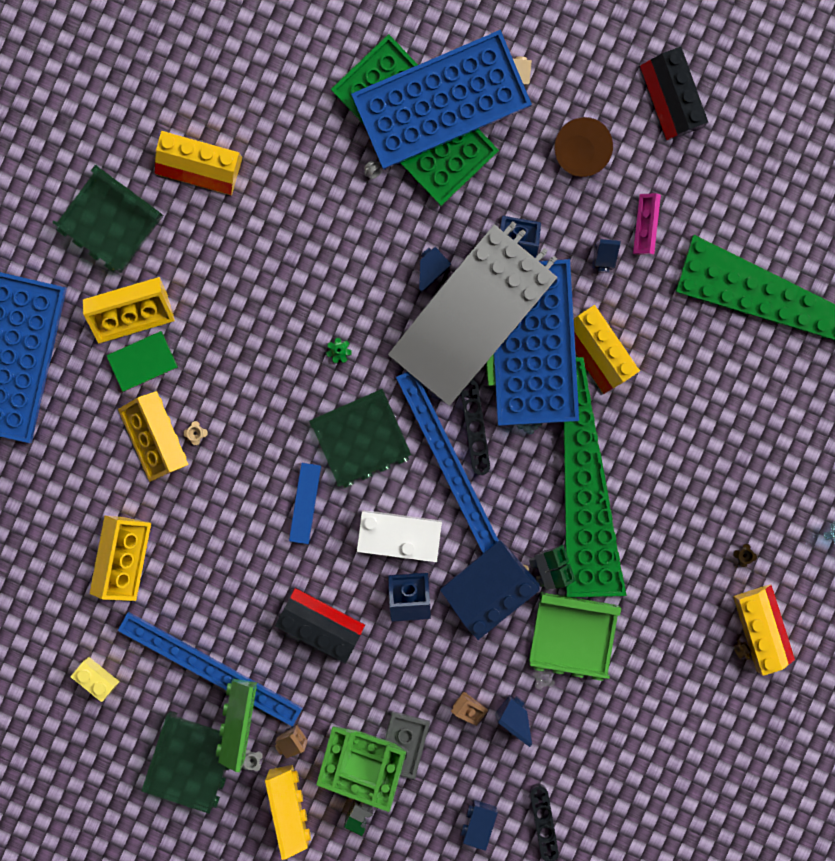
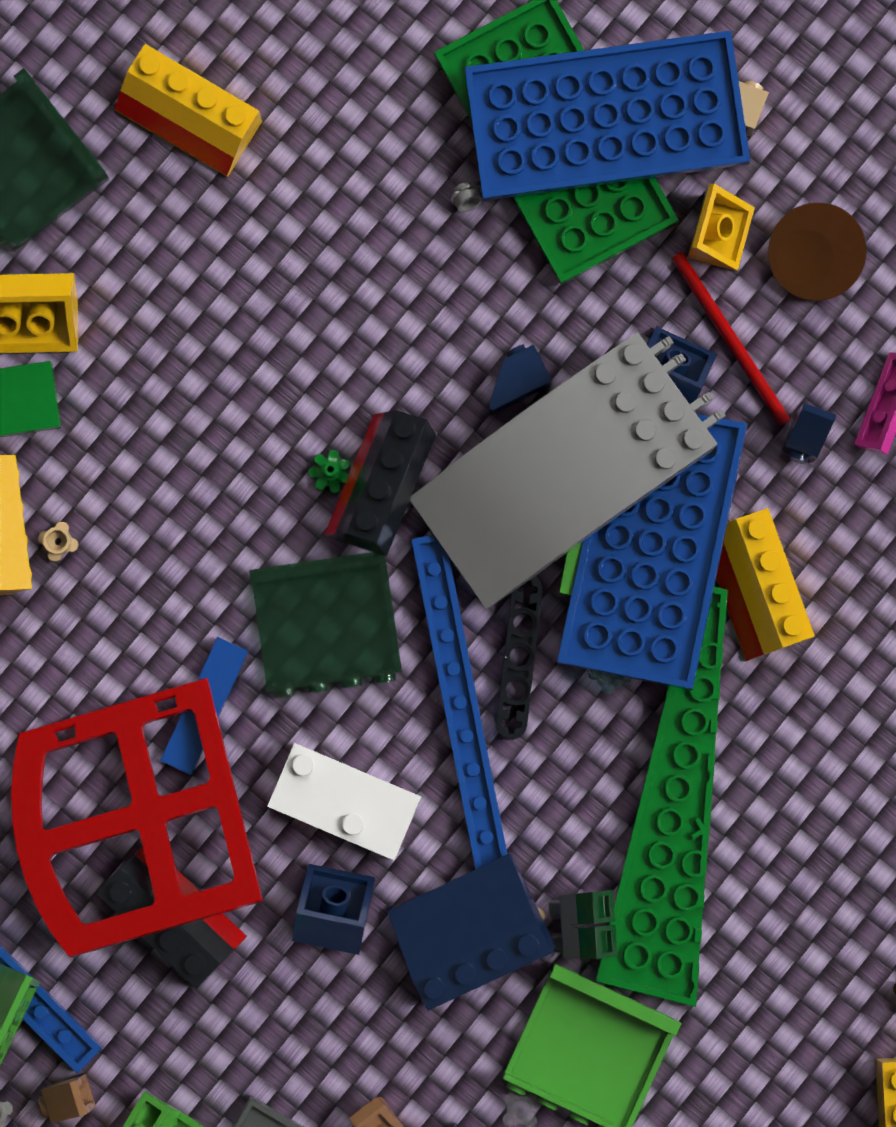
camera: 15 degrees right, 5 degrees down
(290, 574) = (145, 814): none -> red window
(369, 349) = (381, 481): none -> black slope
(524, 148) = (721, 229): none -> yellow slope
(546, 211) = (731, 339): none -> red piece

